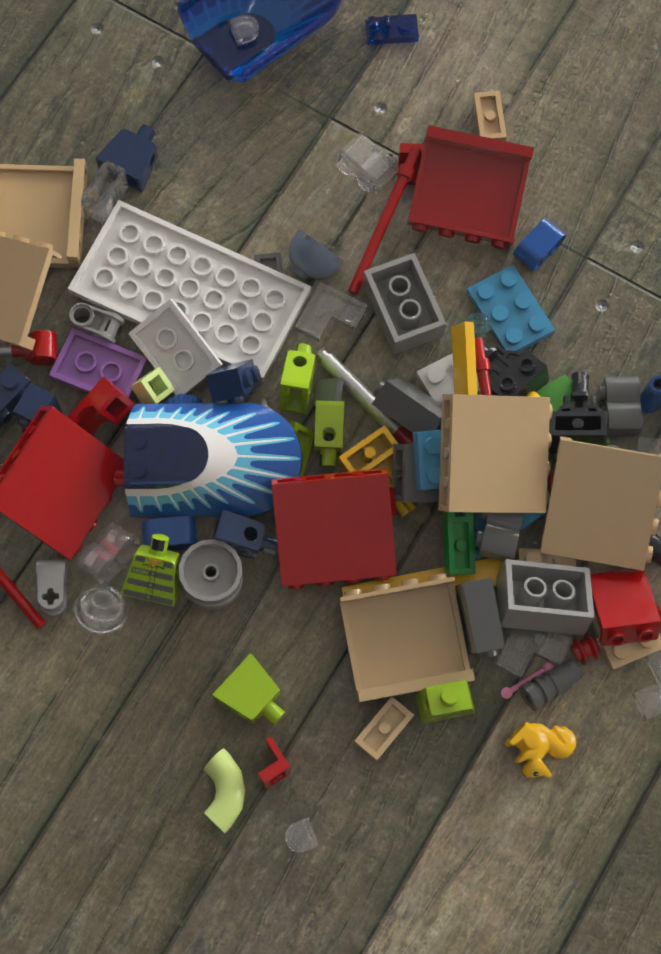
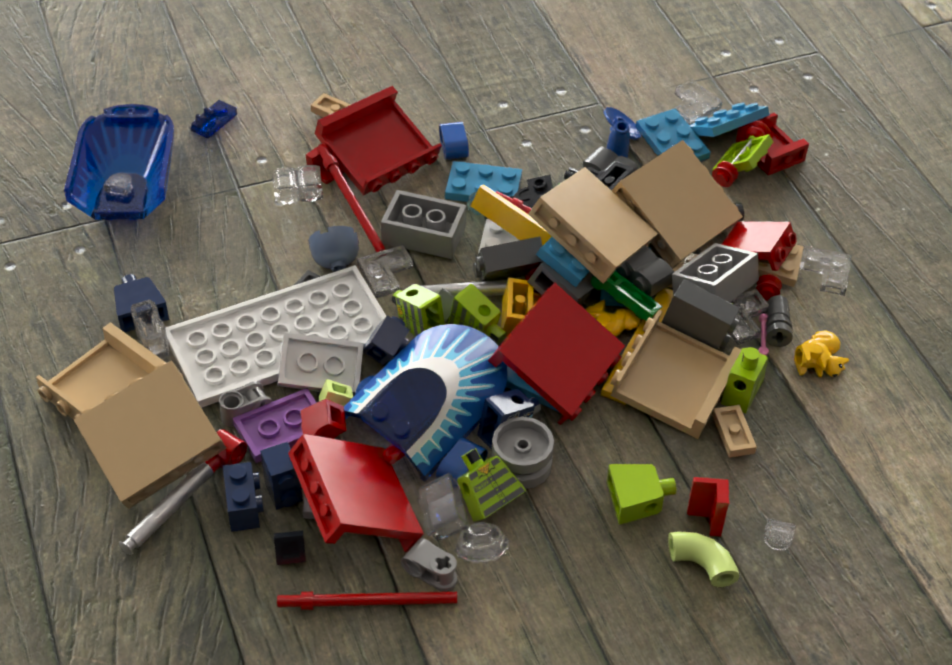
camera: 50 degrees left, 25 degrees down
(418, 538) = (616, 322): none -> yellow animal

